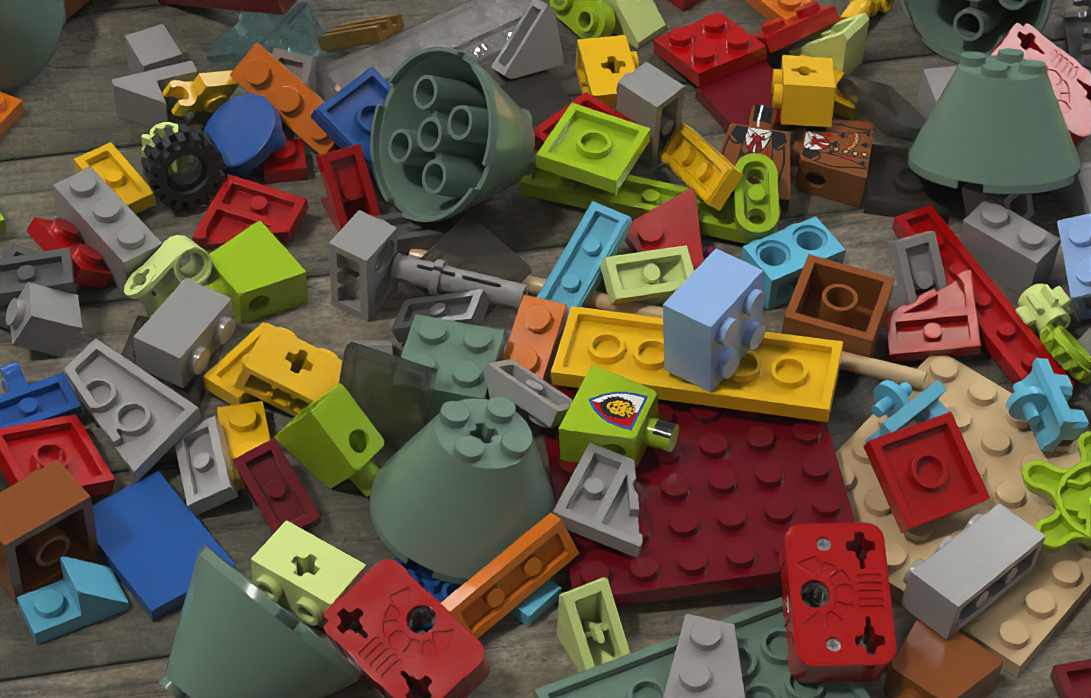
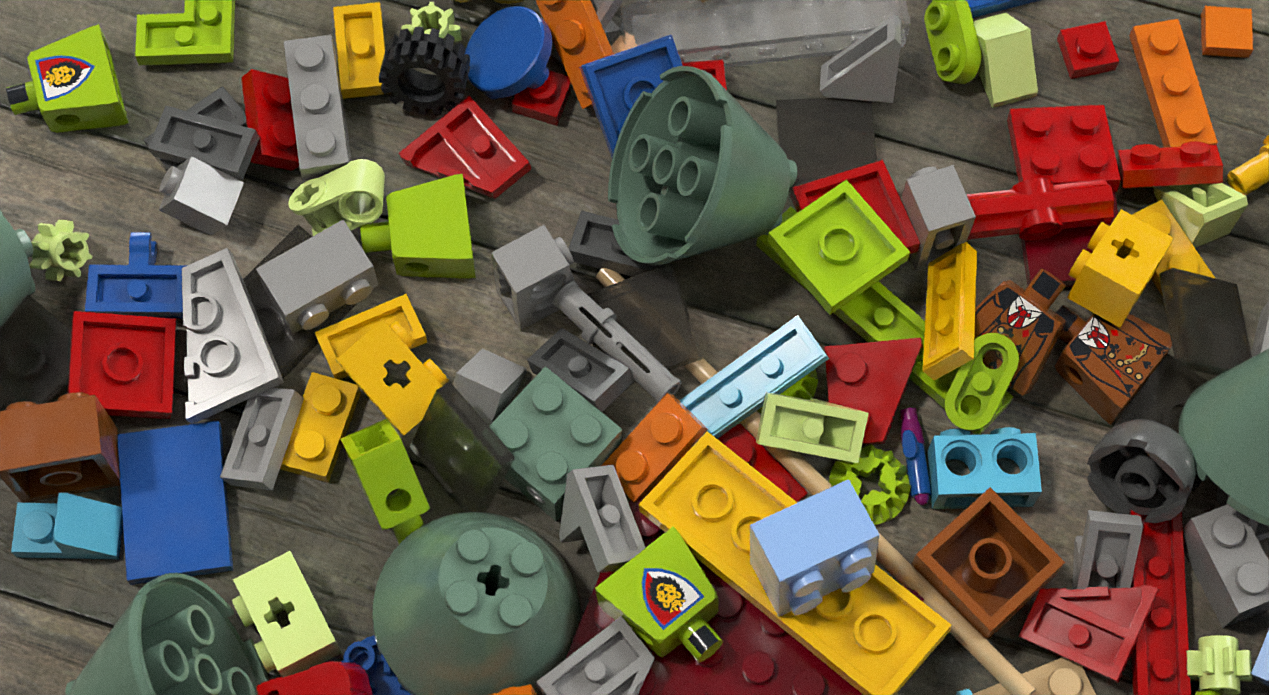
camera: 30 degrees right, 20 degrees up
(275, 487) = (308, 503): dark red plate -> none
(346, 185) = (575, 170): red slope -> none
(602, 64) = (935, 120): yellow brick -> none
(725, 83) = (1041, 209): none -> red piece
(909, 200) = (1142, 470): none -> dark grey cylinder

